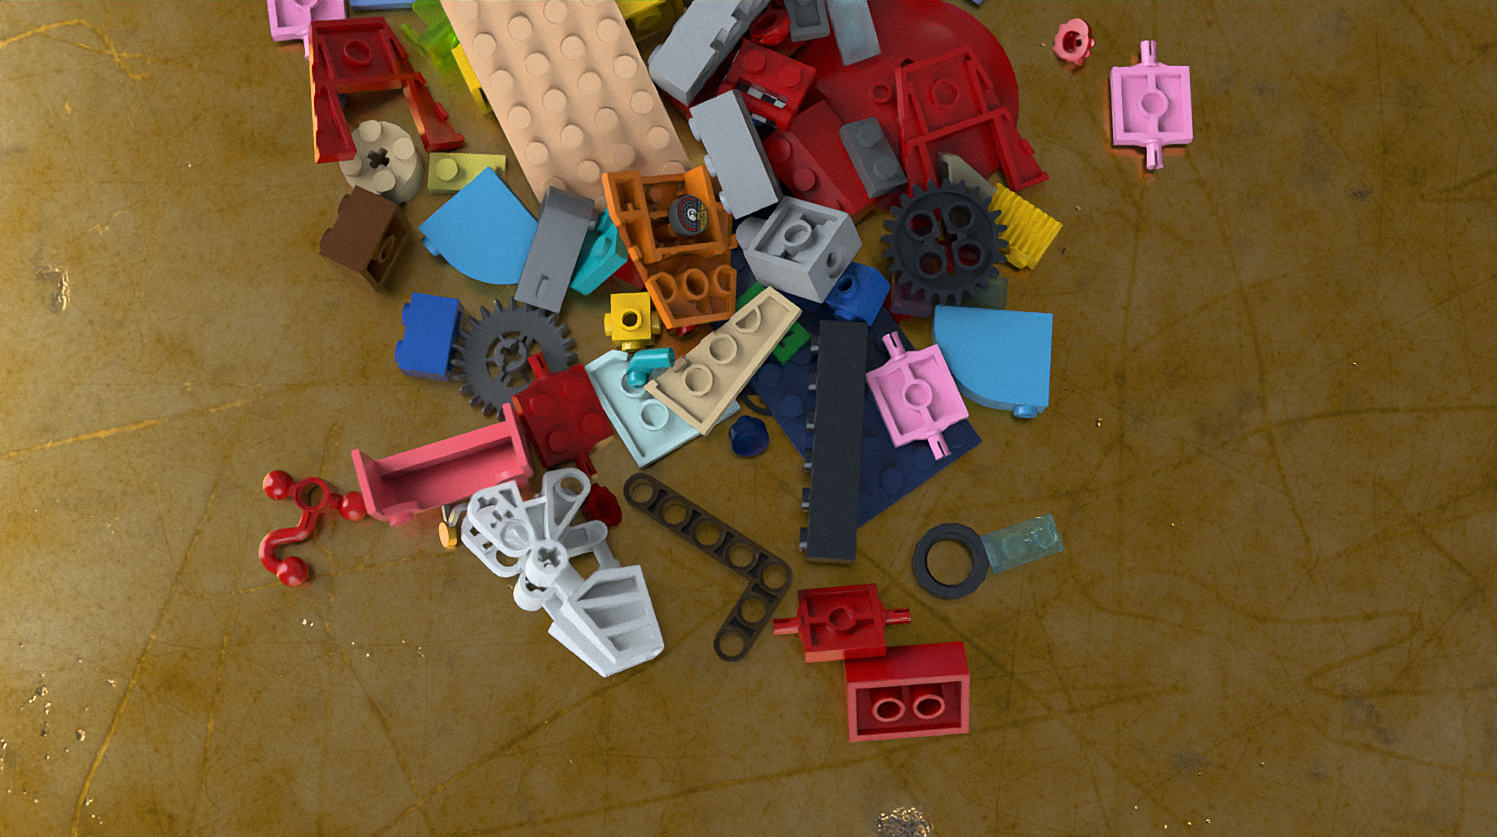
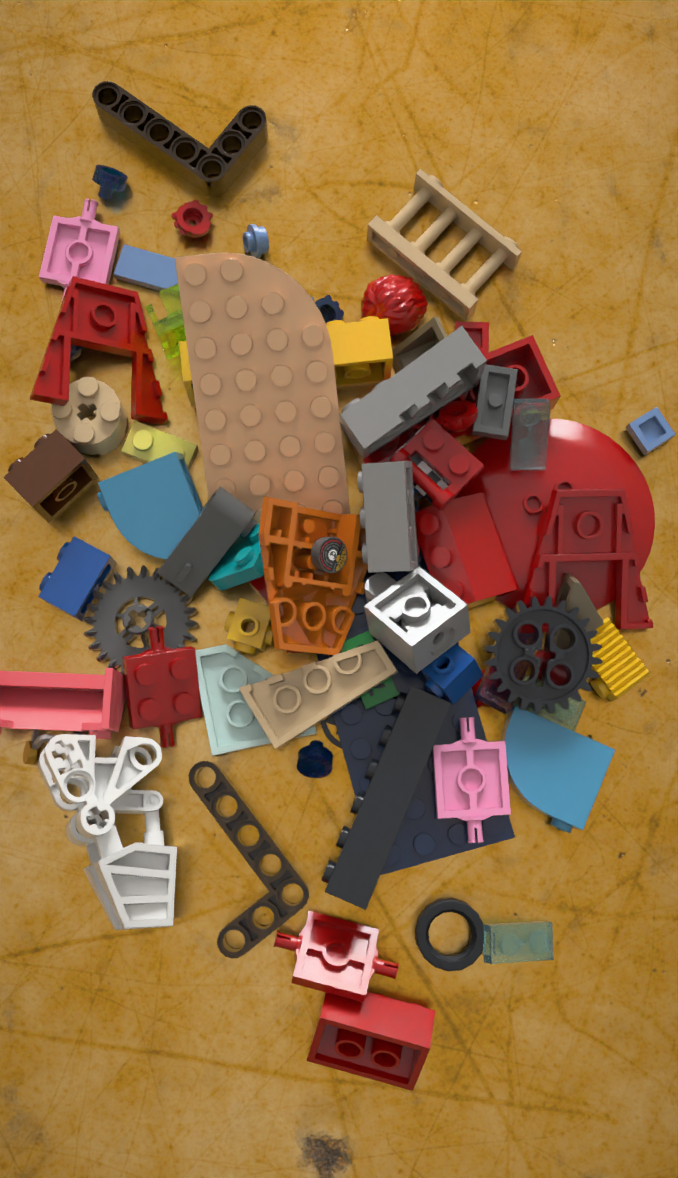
camera: 15 degrees right, 0 degrees up
(601, 506) = (168, 777): red animal -> none
(645, 362) = (248, 667): teal arm -> none
(872, 157) = (506, 558): dark grey plate -> none

